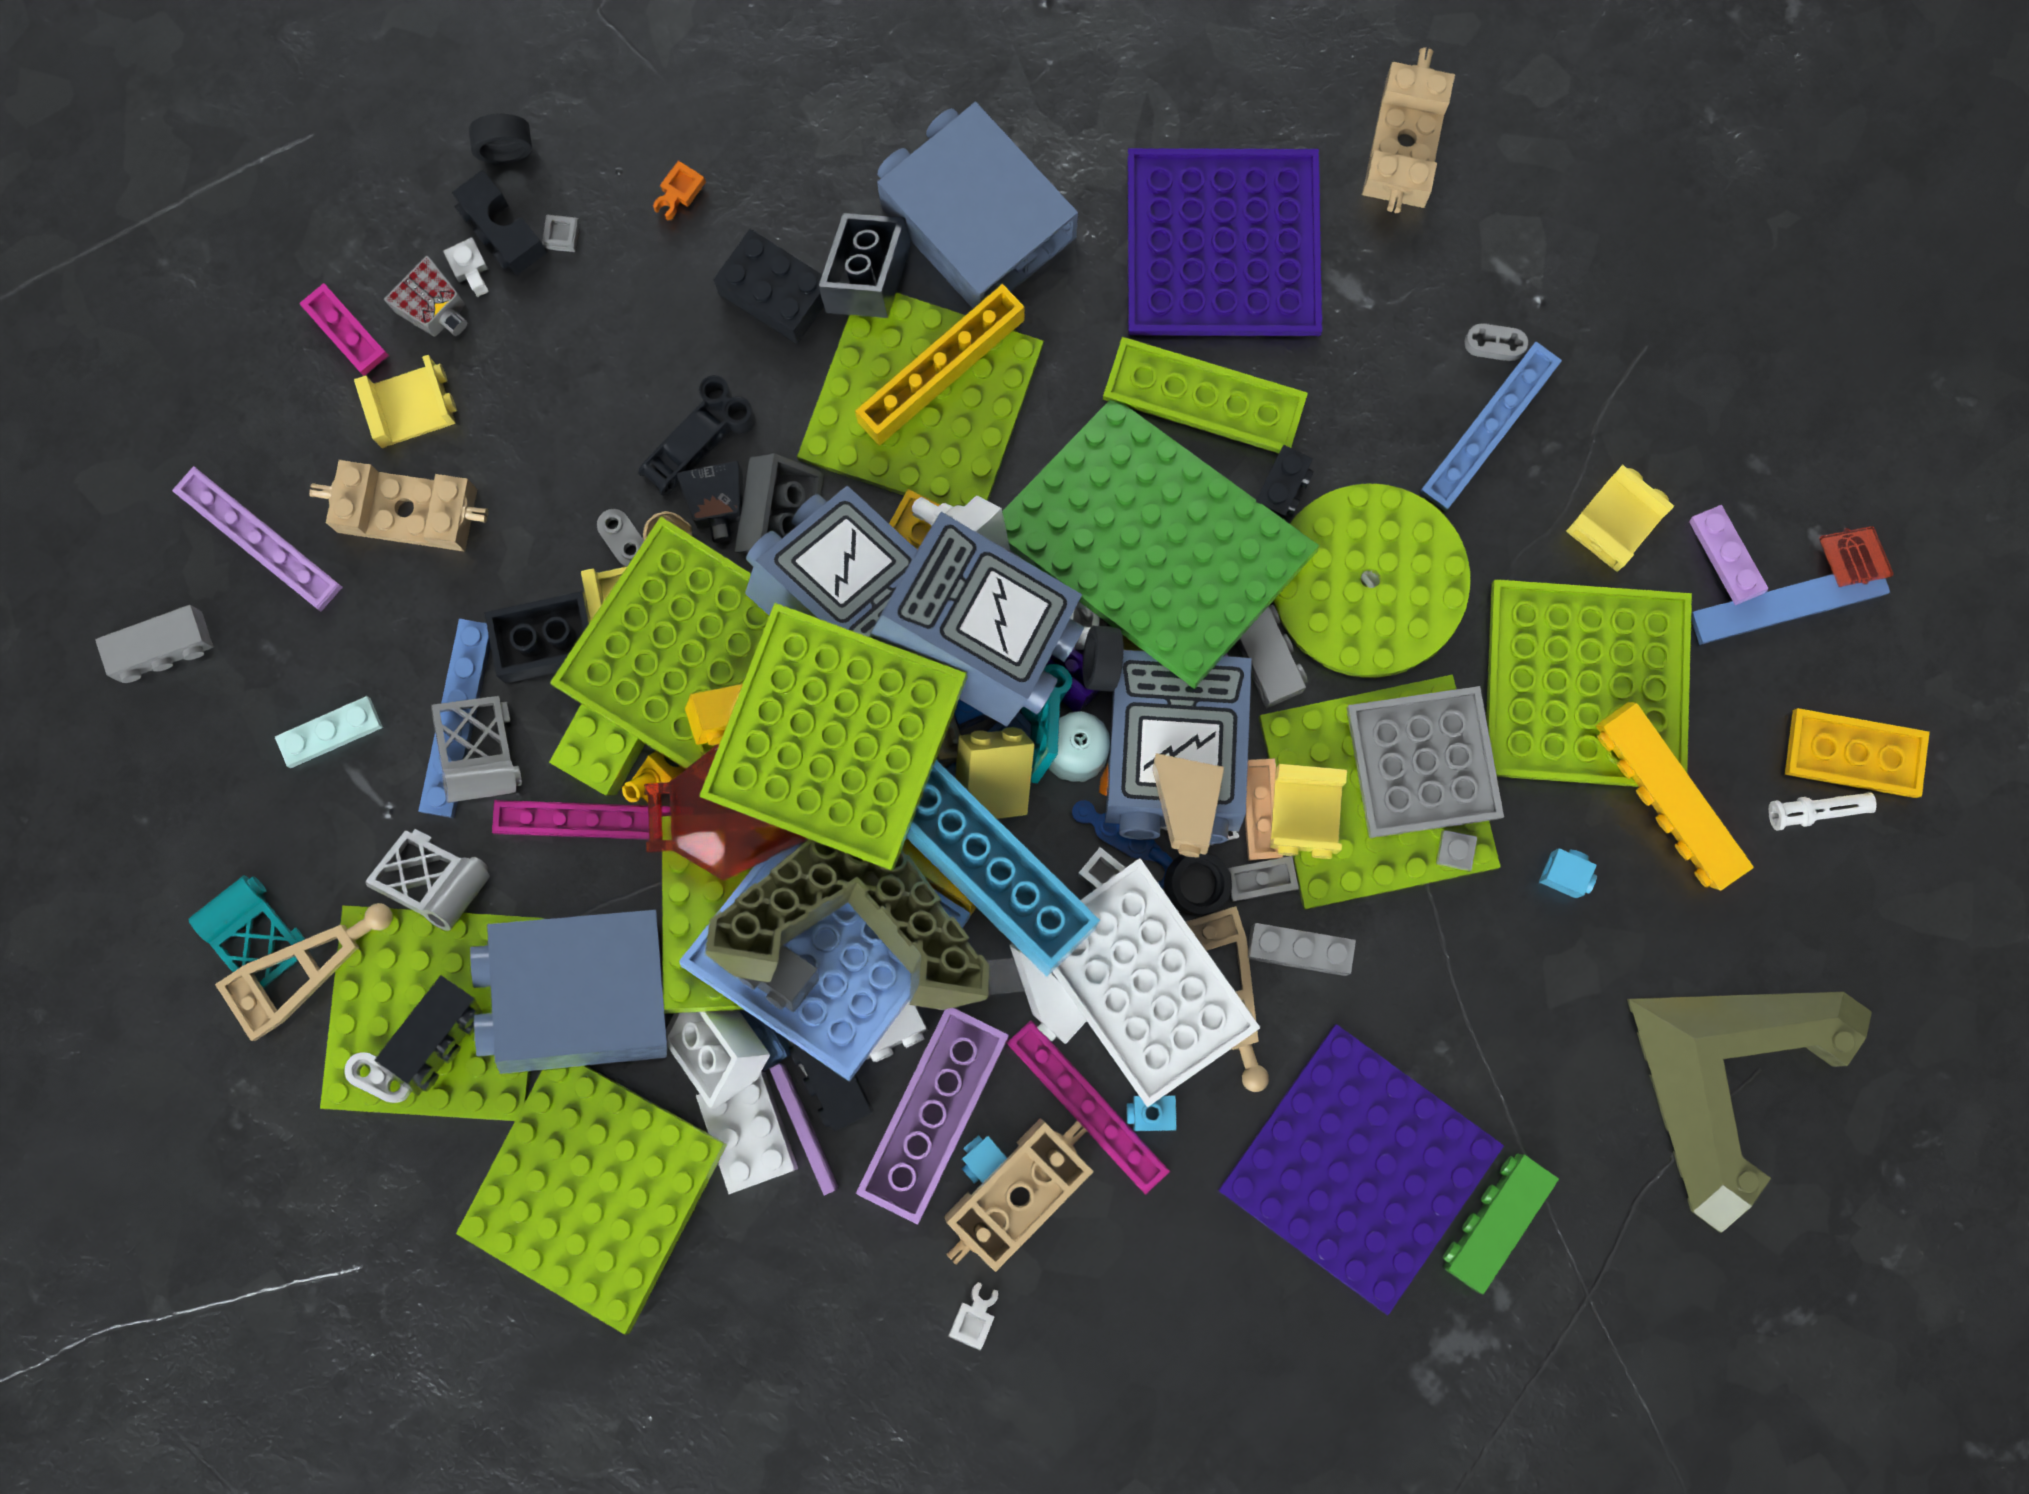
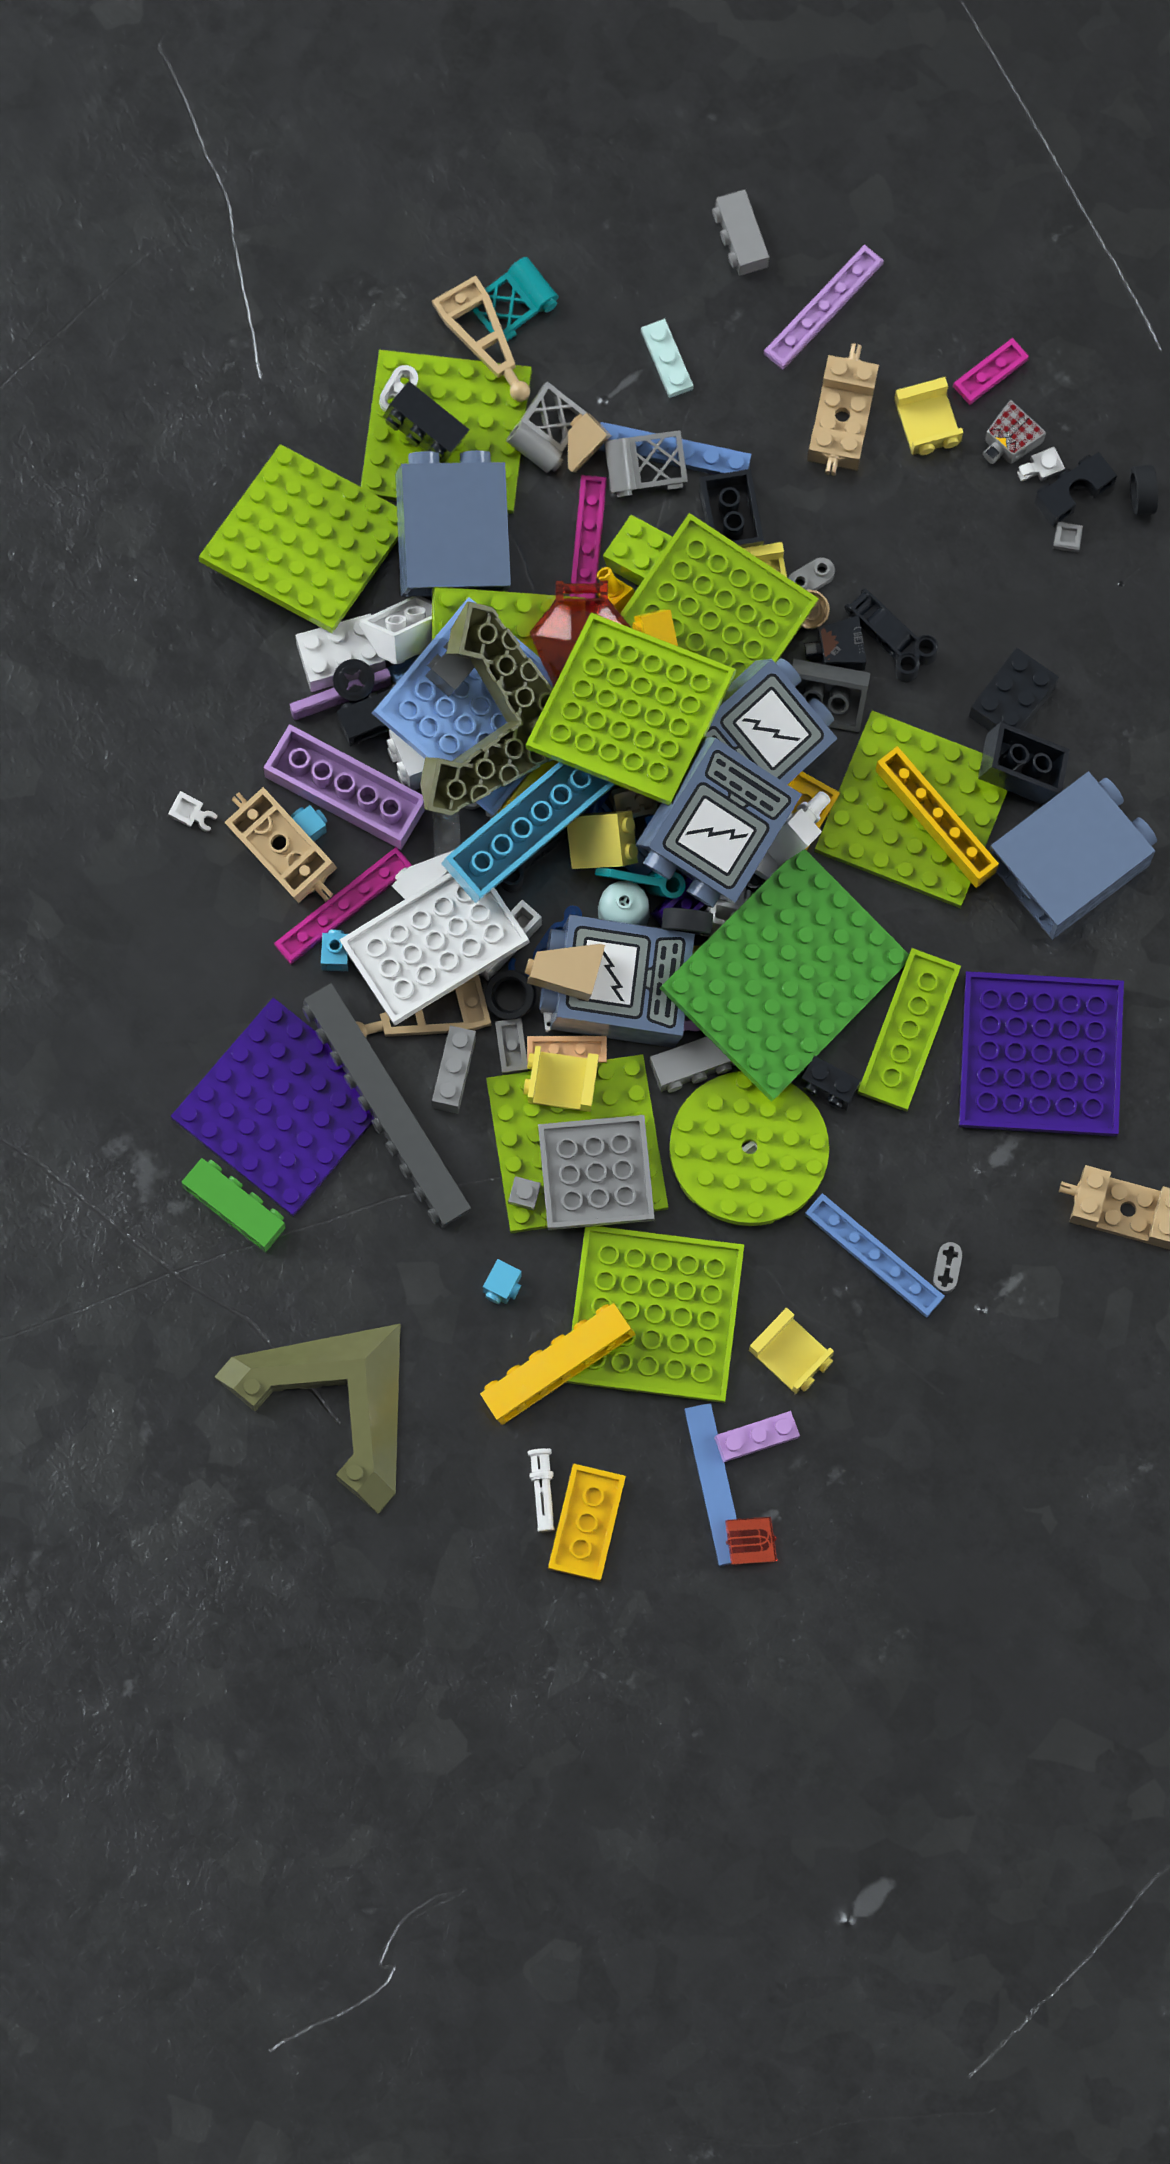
camera: 90 degrees right, 5 degrees down
(445, 828) = (584, 440): none -> tan slope
(679, 186) = (1102, 629): orange plate -> none
(805, 1108) = (365, 677): none -> black gear
(1358, 1033) = (386, 1105): none -> dark grey brick

